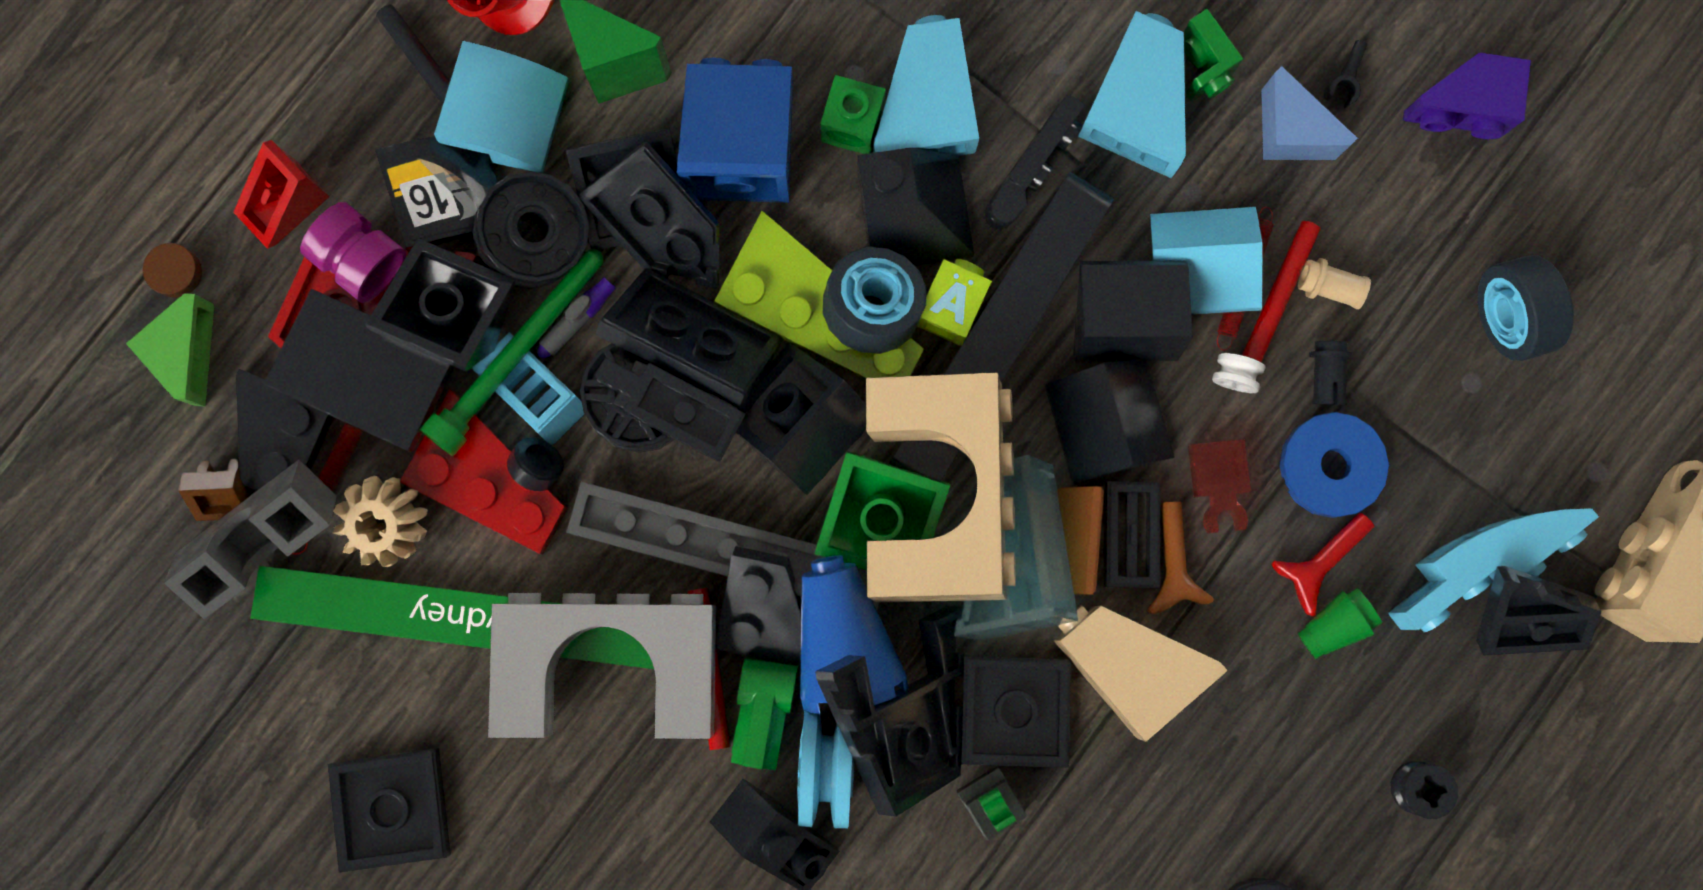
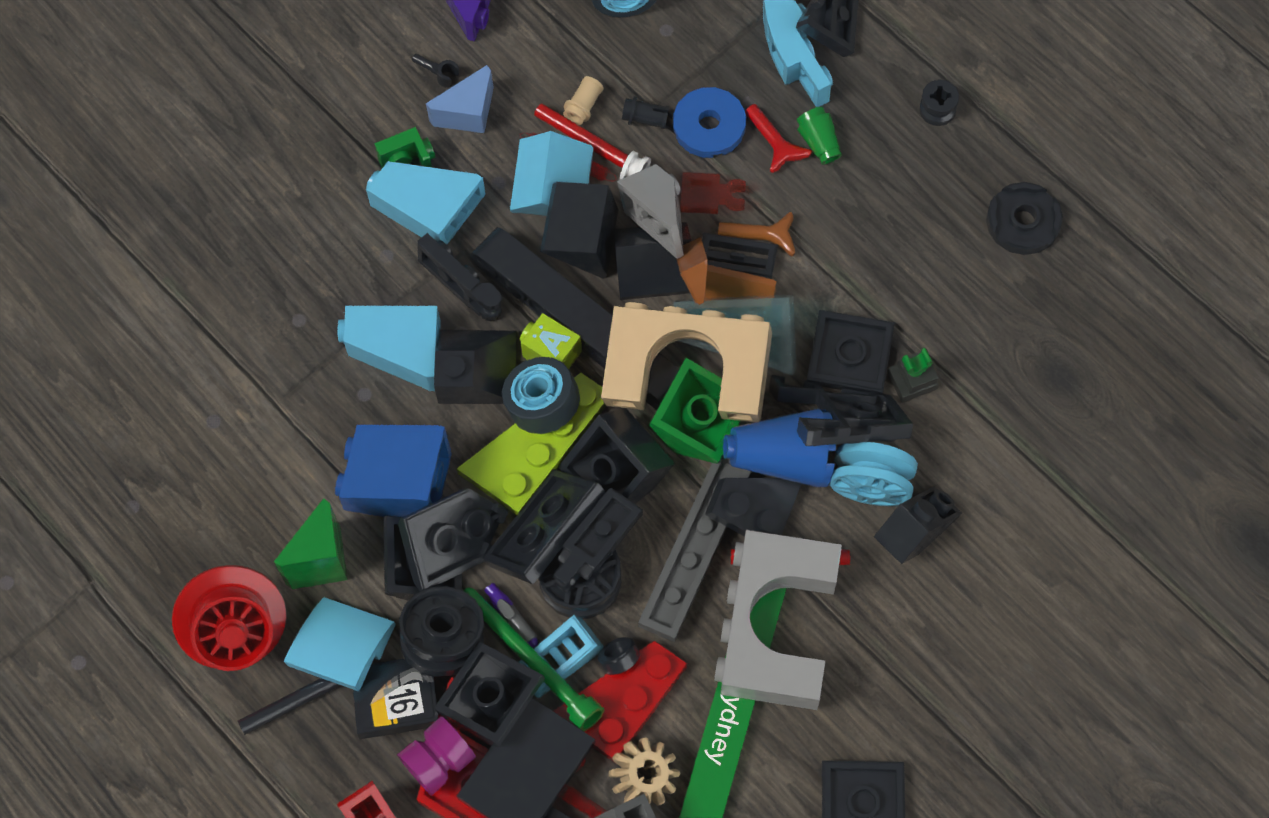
camera: 75 degrees left, 15 degrees down
(764, 698) = (816, 517): green piece -> none
(852, 115) = (399, 392): green brick -> none
(1082, 473) = (694, 269): none -> dark orange slope
(1135, 668) = (832, 267): tan slope -> none
(1184, 407) = (653, 204): none -> light grey slope

